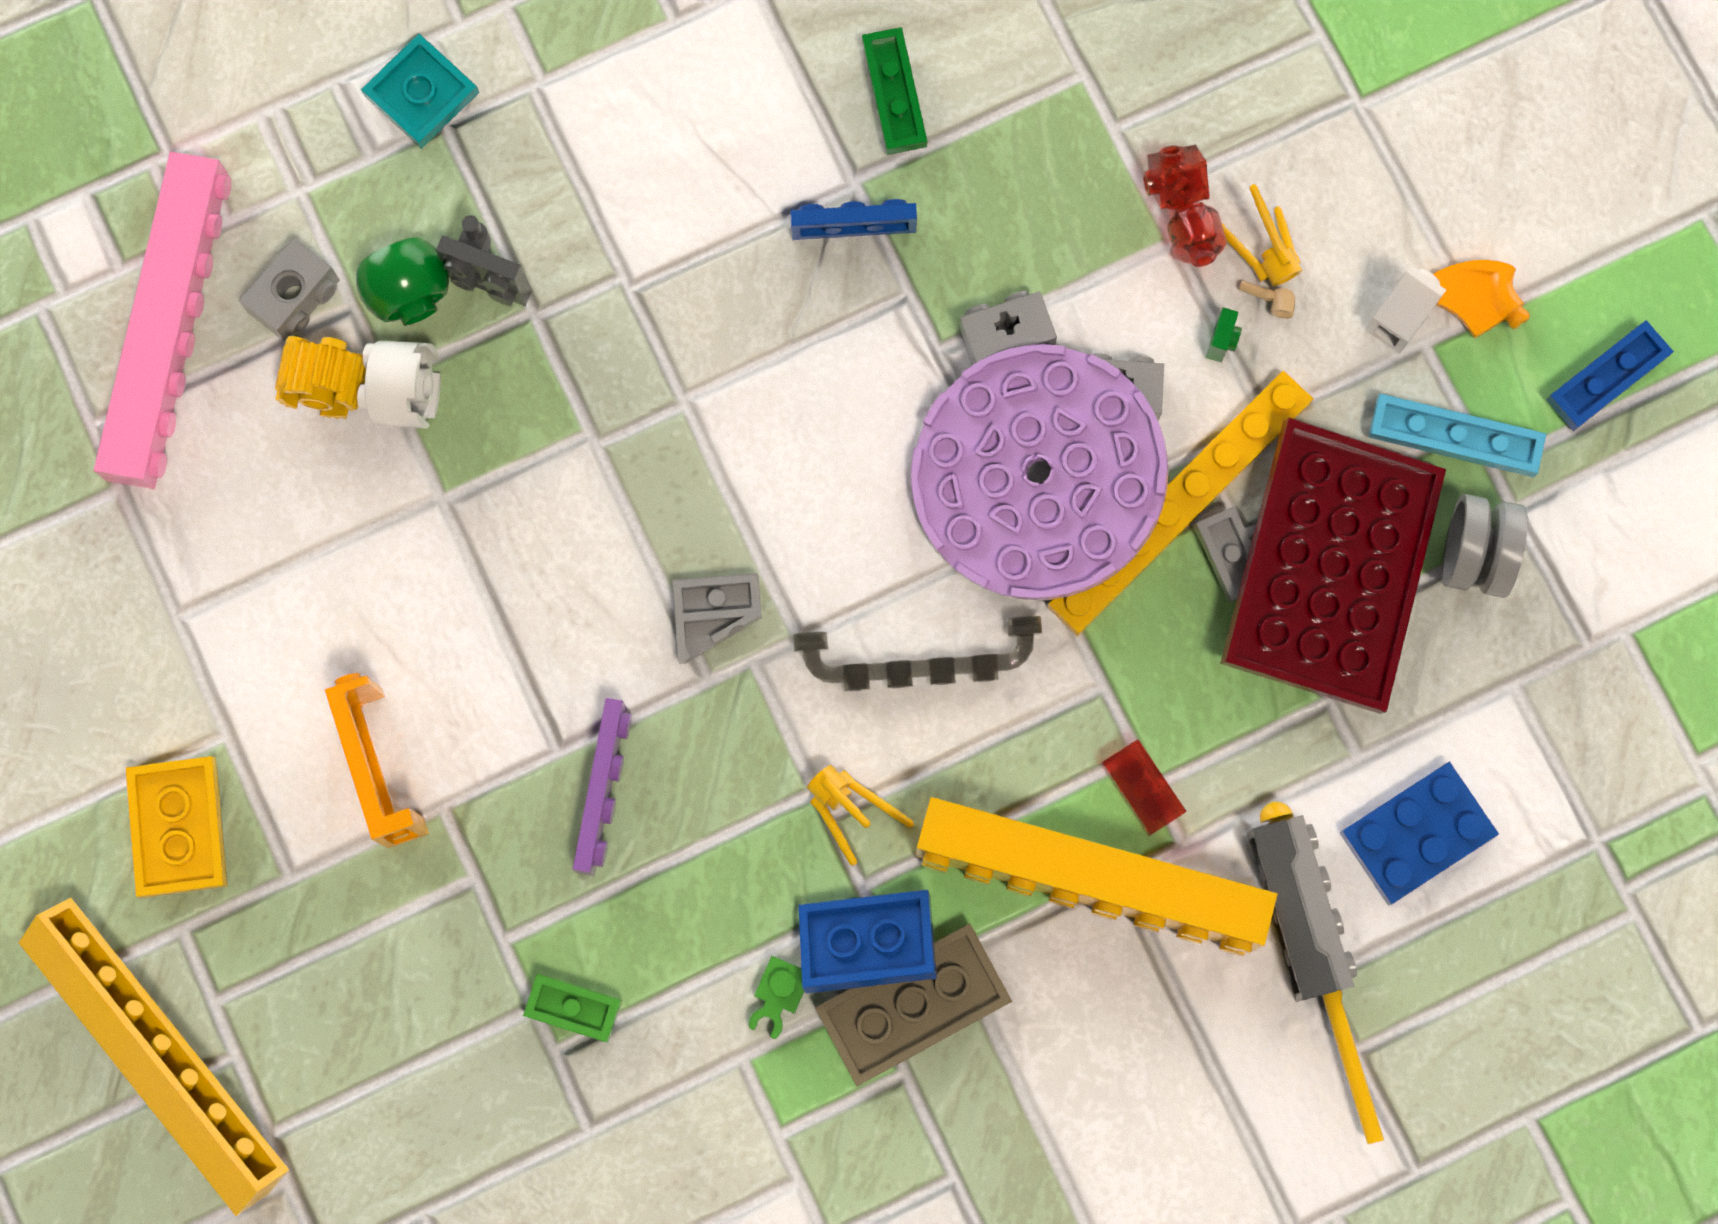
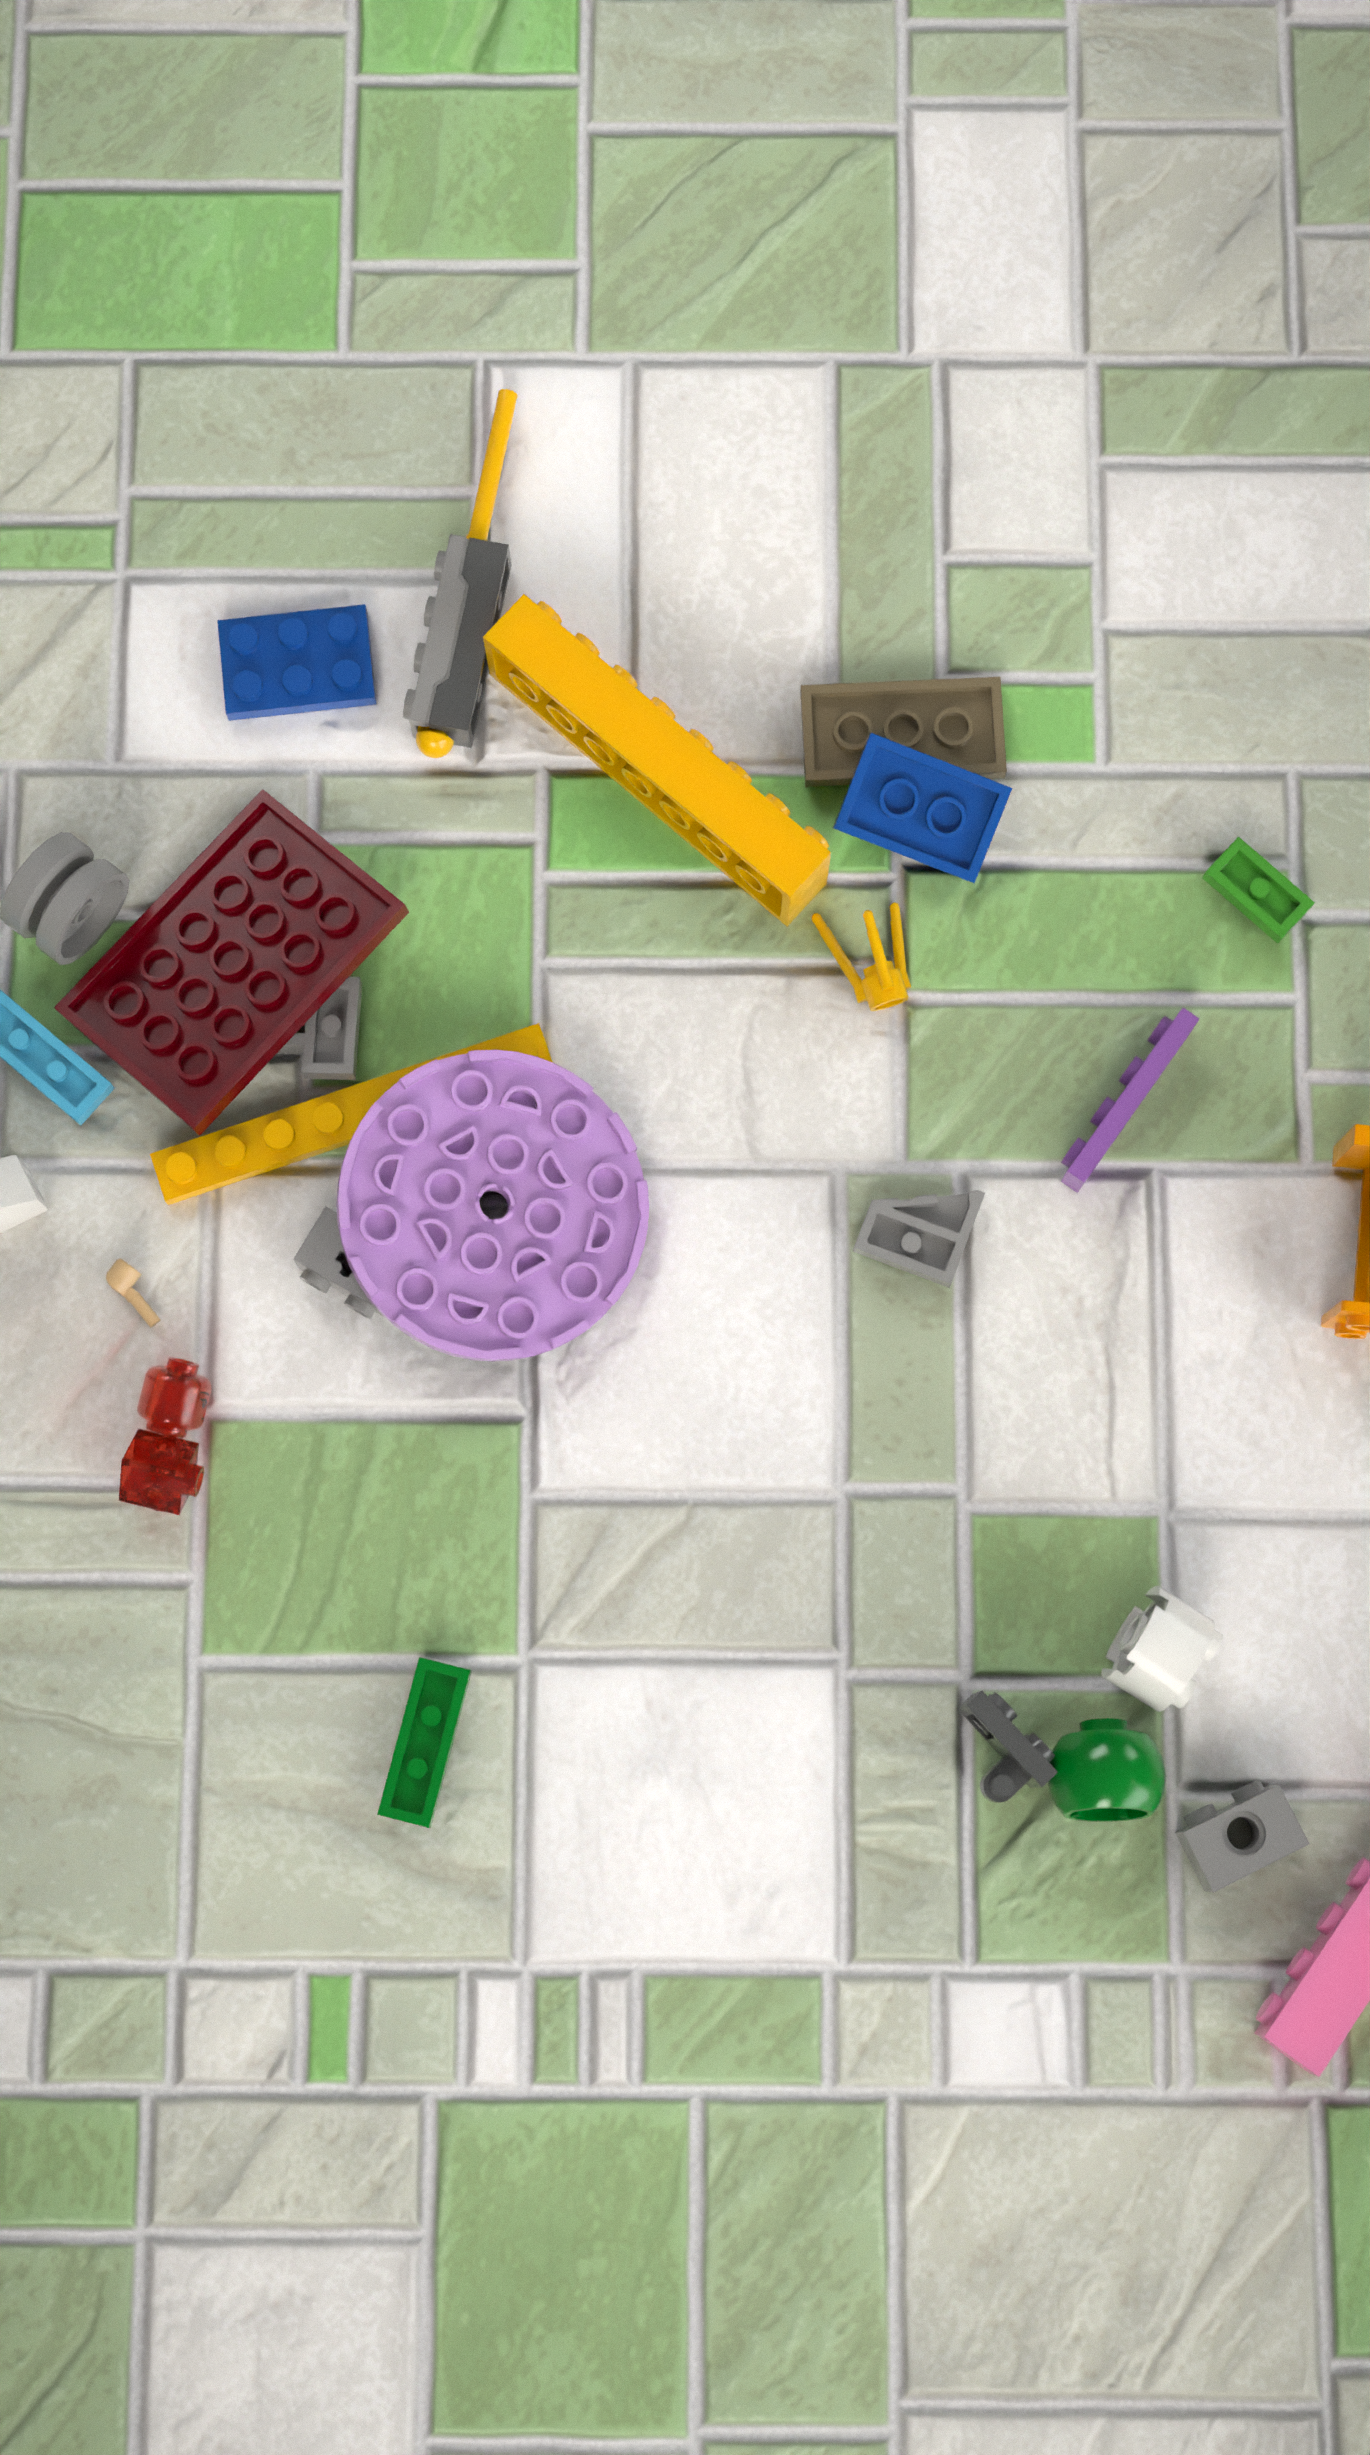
camera: 155 degrees left, 0 degrees up
(320, 376) = (1249, 1702): yellow brick -> none
(420, 90) = (982, 2020): teal plate -> none
(780, 990) = (1033, 812): bright green plate -> none
(853, 220) = (549, 1605): blue plate -> none
(940, 670) = (705, 1057): clear smoke bar -> none
(1020, 312) = (419, 1370): light grey brick -> none
(1143, 787) = (555, 834): clear red plate -> none
(1224, 336) = (208, 1268): green plate -> none
(1281, 260) = (98, 1325): yellow plant -> none

